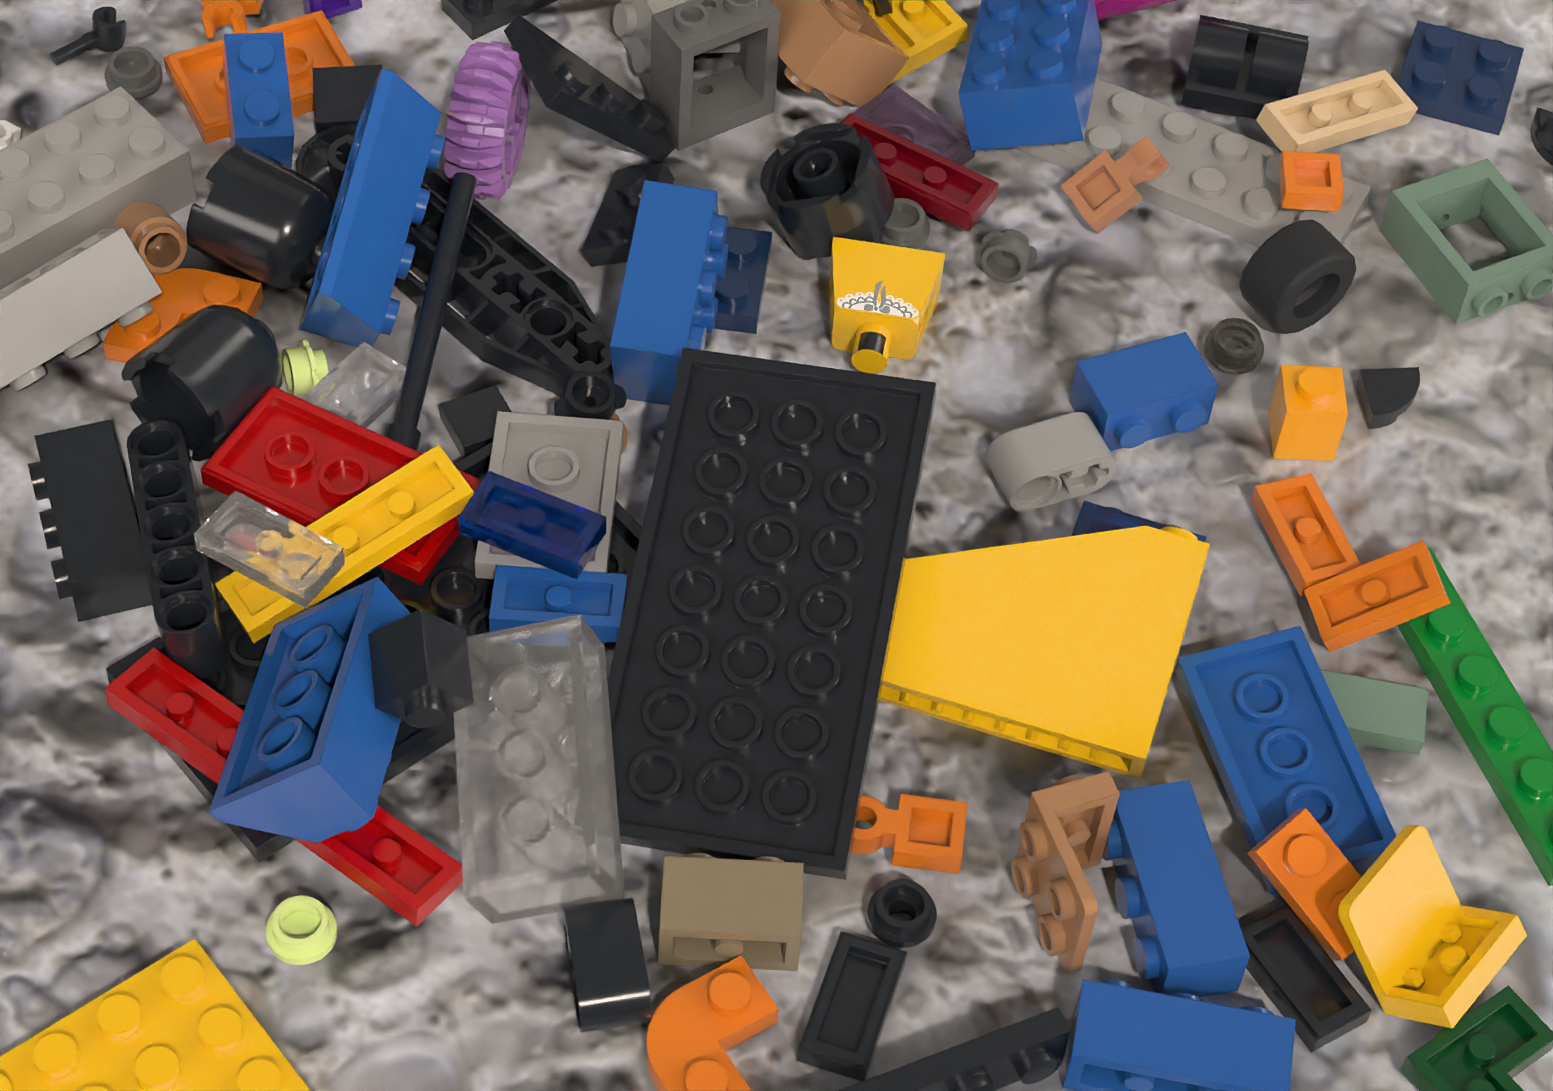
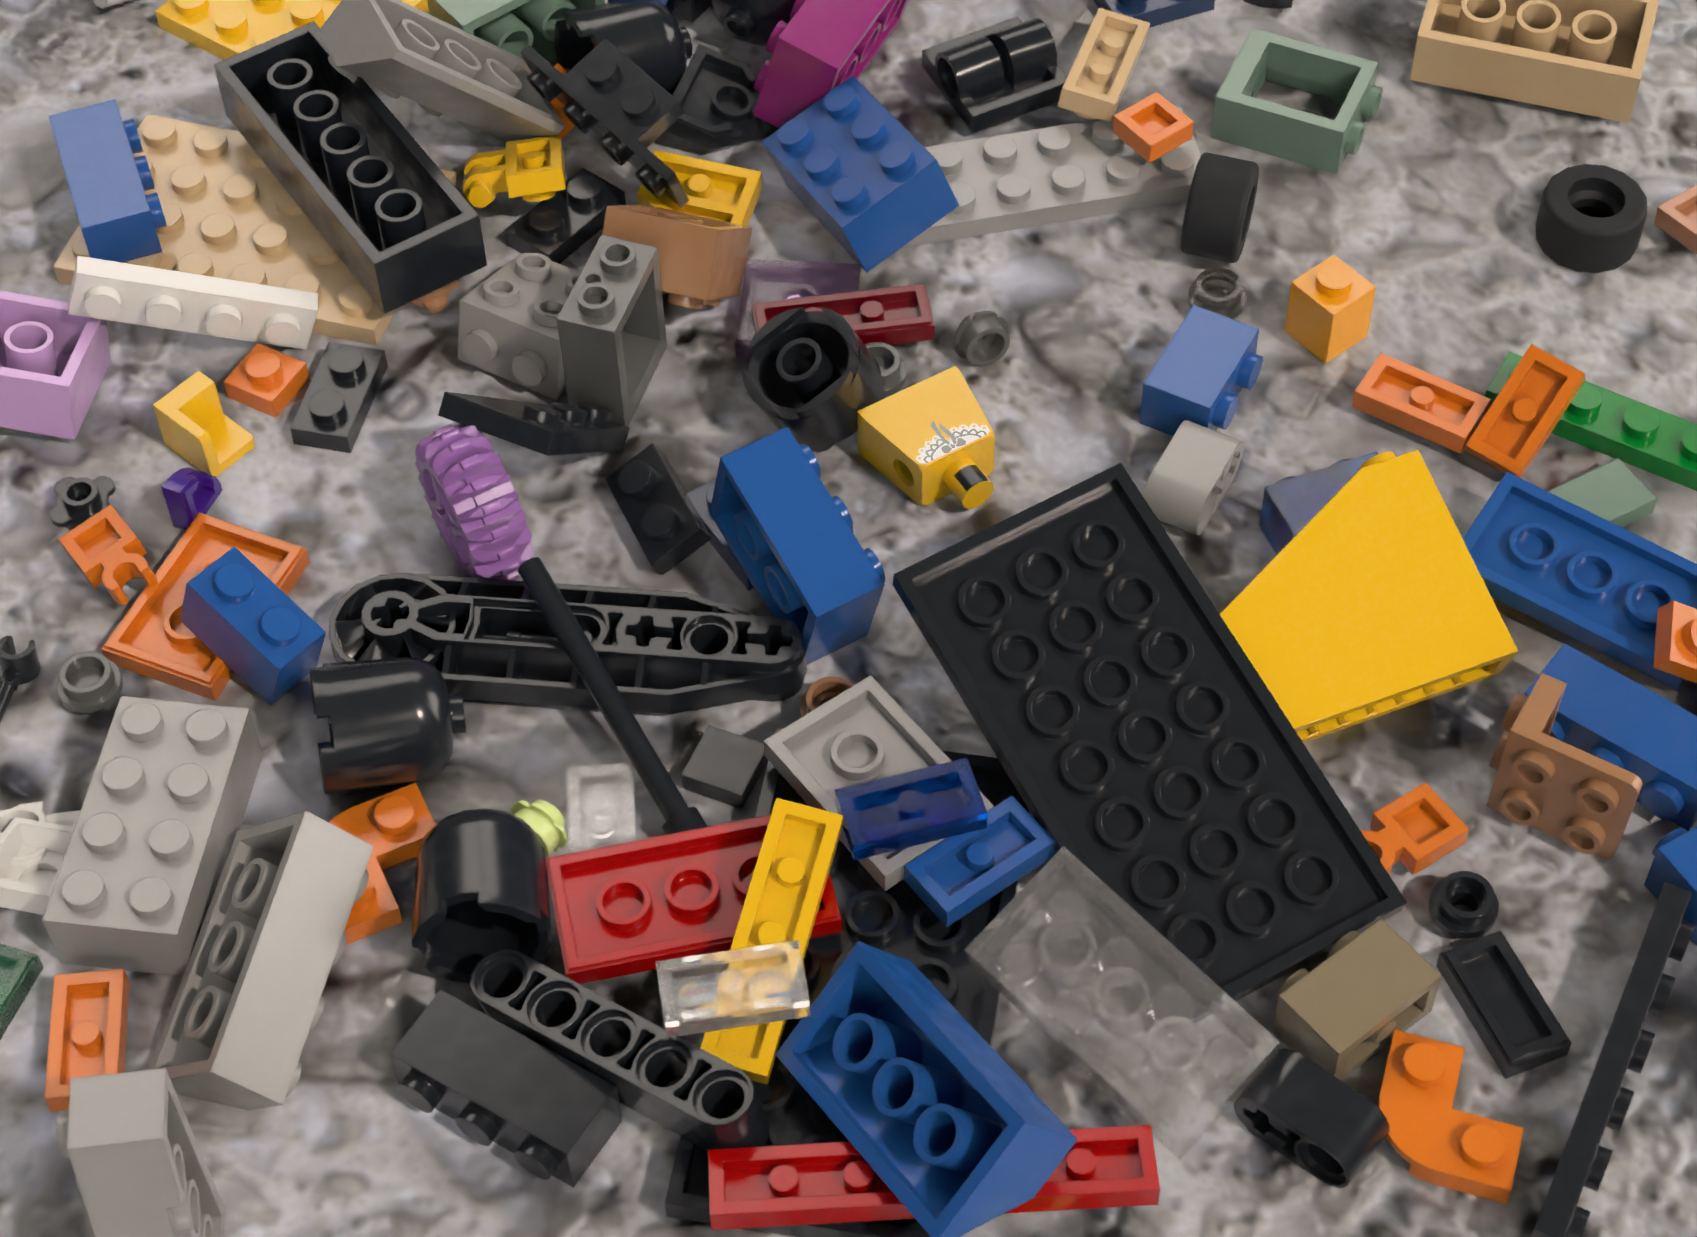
camera: 35 degrees left, 0 degrees up
(154, 235) = (275, 798): medium nougat brick -> none
(342, 93) = (327, 570): black brick -> none
(373, 215) = (488, 651): blue slope -> none
(420, 669) = (979, 990): black brick -> none
(593, 387) = (810, 665): black plate -> none
(1107, 187) = (1002, 232): nougat plate -> none
(1387, 393) = (1358, 250): black tile -> none

